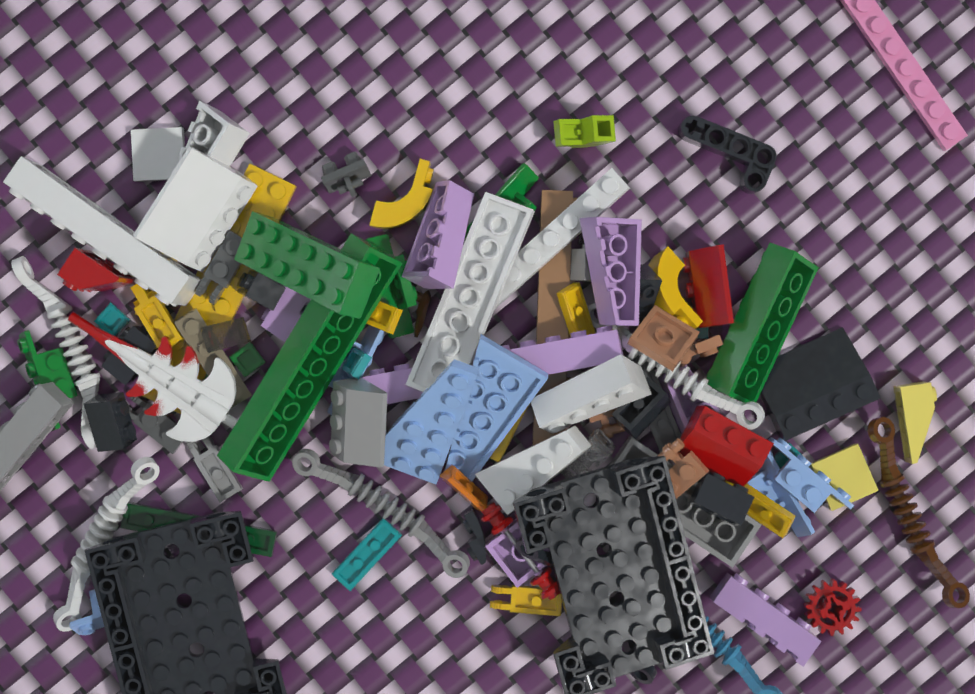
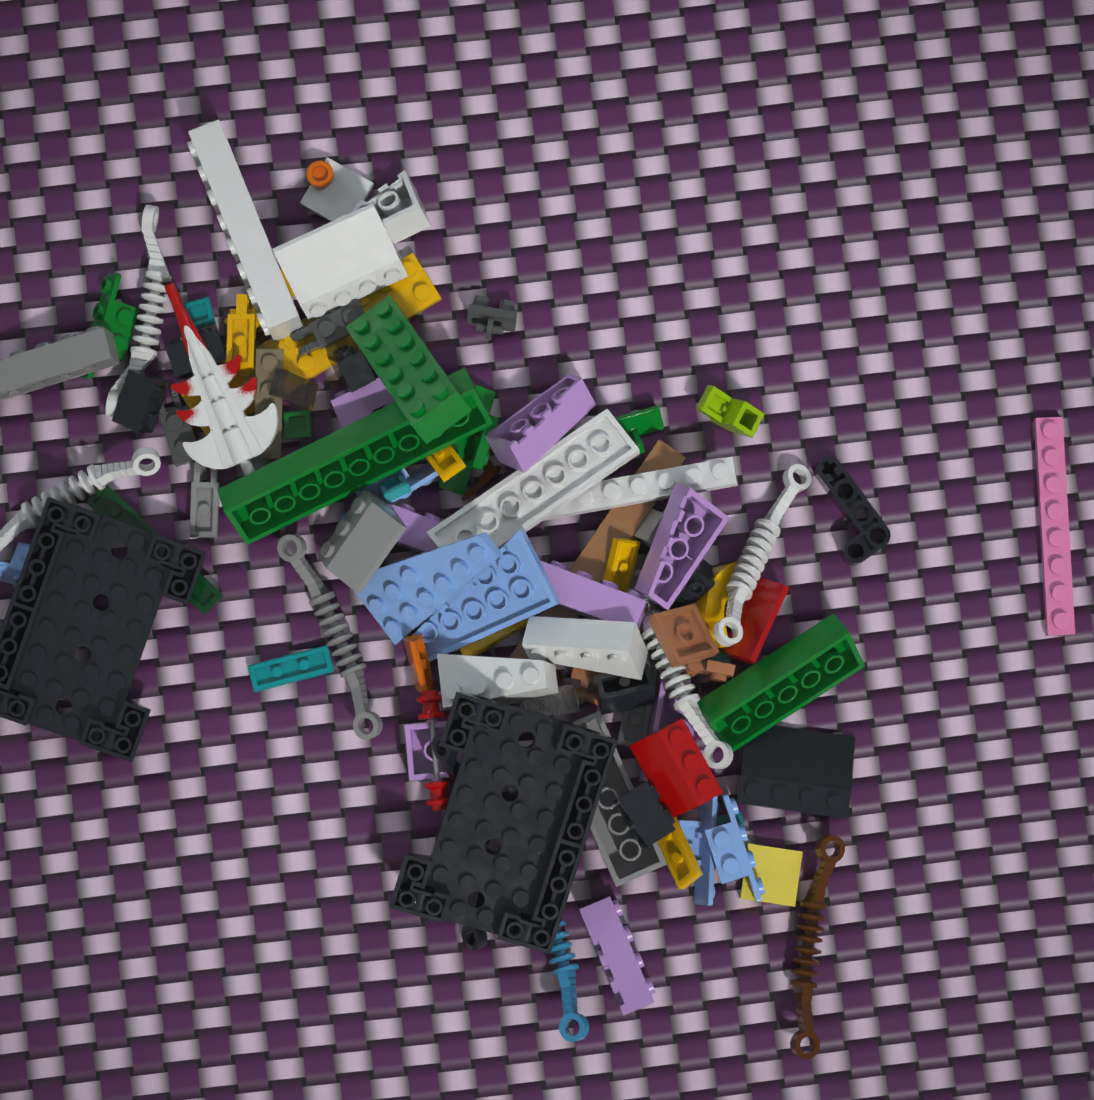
camera: 25 degrees right, 5 degrees down
(91, 273) = (211, 260): red slope -> none
(134, 147) = (320, 174): none -> orange tile
(409, 207) = (530, 381): yellow arch -> none
(477, 543) = (395, 726): black slope -> none
(526, 600) = (411, 804): yellow hinge -> none
(678, 234) = (756, 555): none -> white piece
(686, 469) = (630, 767): nougat plate -> none
(842, 605) = (698, 990): red gear -> none
(914, 411) = (873, 853): light yellow slope -> none

